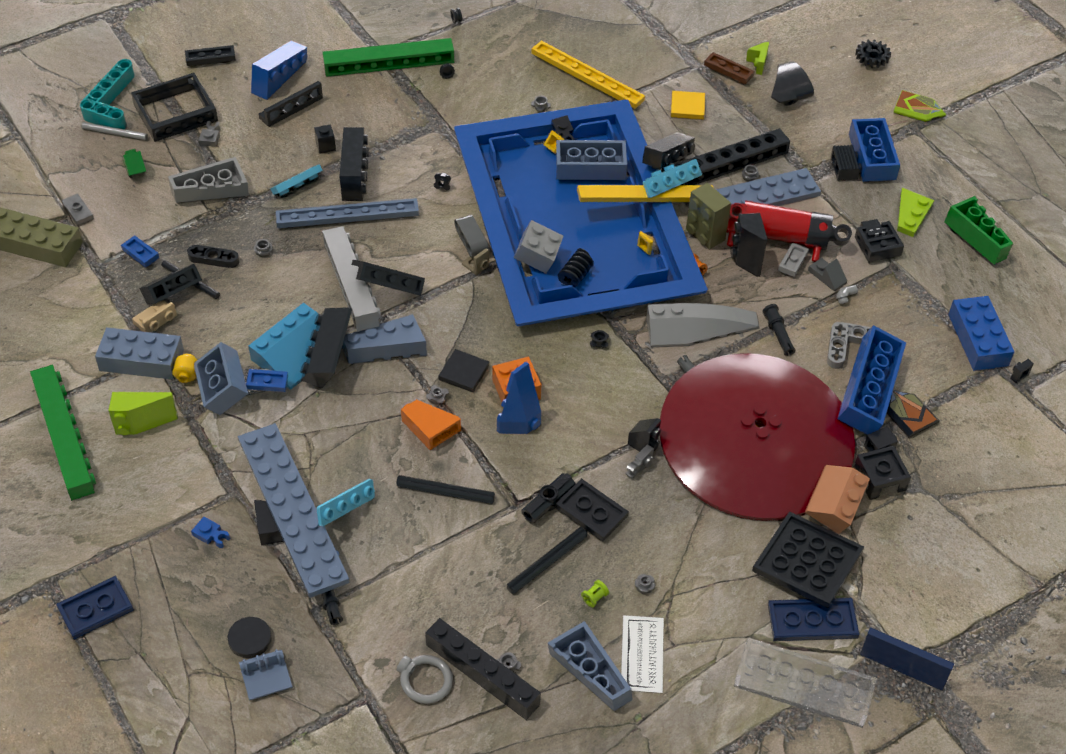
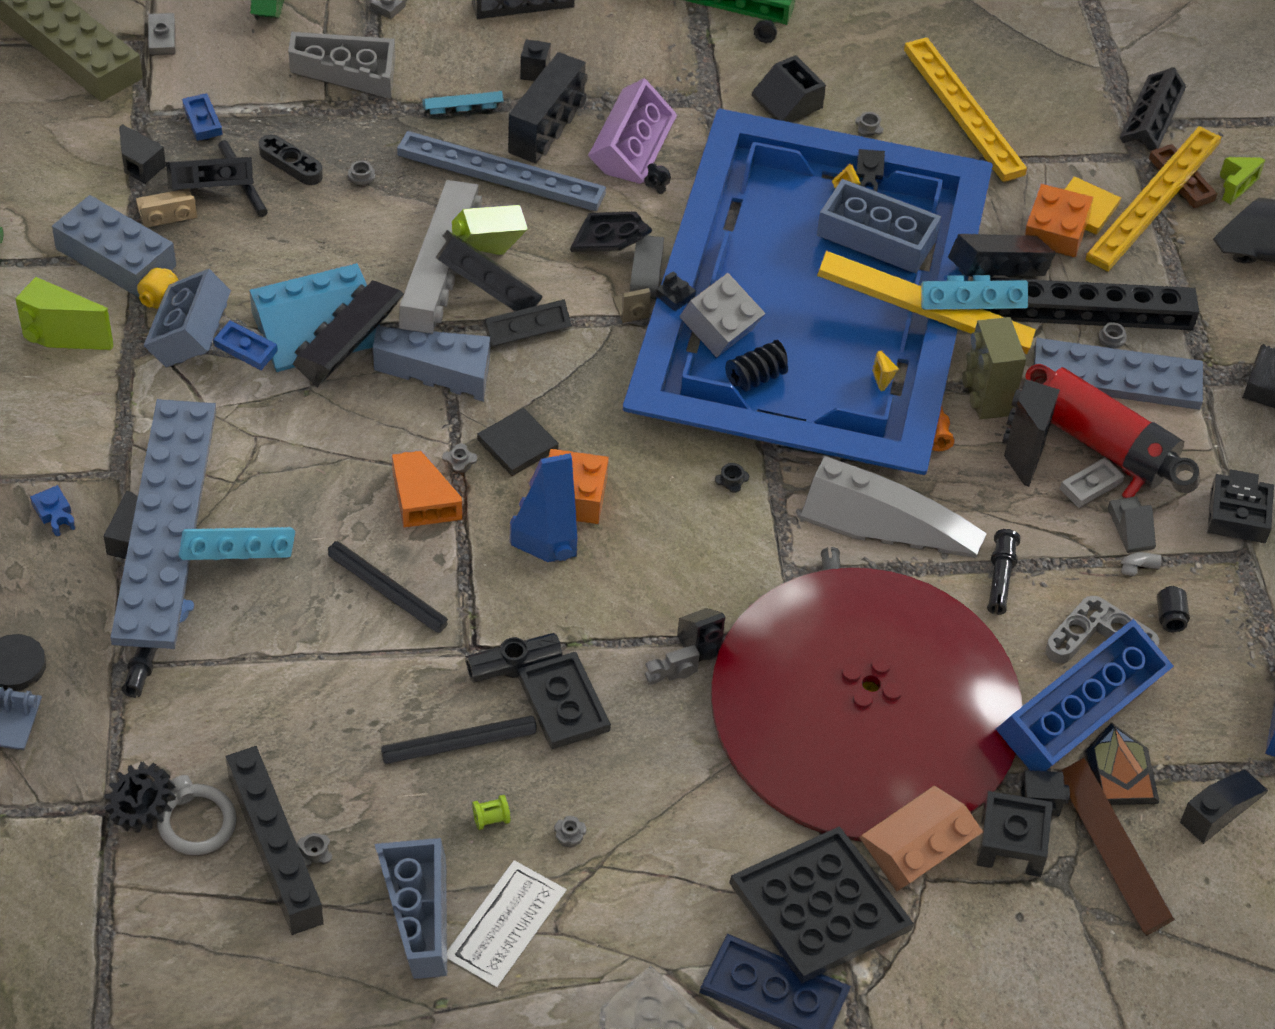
camera: 25 degrees right, 0 degrees up
(116, 290) = (140, 155): none -> black slope
(373, 247) = (490, 228): none -> slope
(380, 688) = (142, 794): none -> black gear
(410, 160) = (633, 133): none -> lavender slope
(424, 297) = (527, 322): none -> black plate
(438, 223) = (610, 232): none -> black tile
(486, 100) = (790, 90): none -> black slope
(503, 244) = (675, 291): none -> black tile
(683, 117) = (1059, 218): none -> orange brick
(693, 34) = (1154, 108): none -> black fence
(723, 87) = (1153, 199): none -> yellow tile
(880, 311) = (1173, 609): none -> black brick
(937, 456) = (1116, 848): none -> reddish brown tile
(972, 408) = (1221, 804): none -> black slope

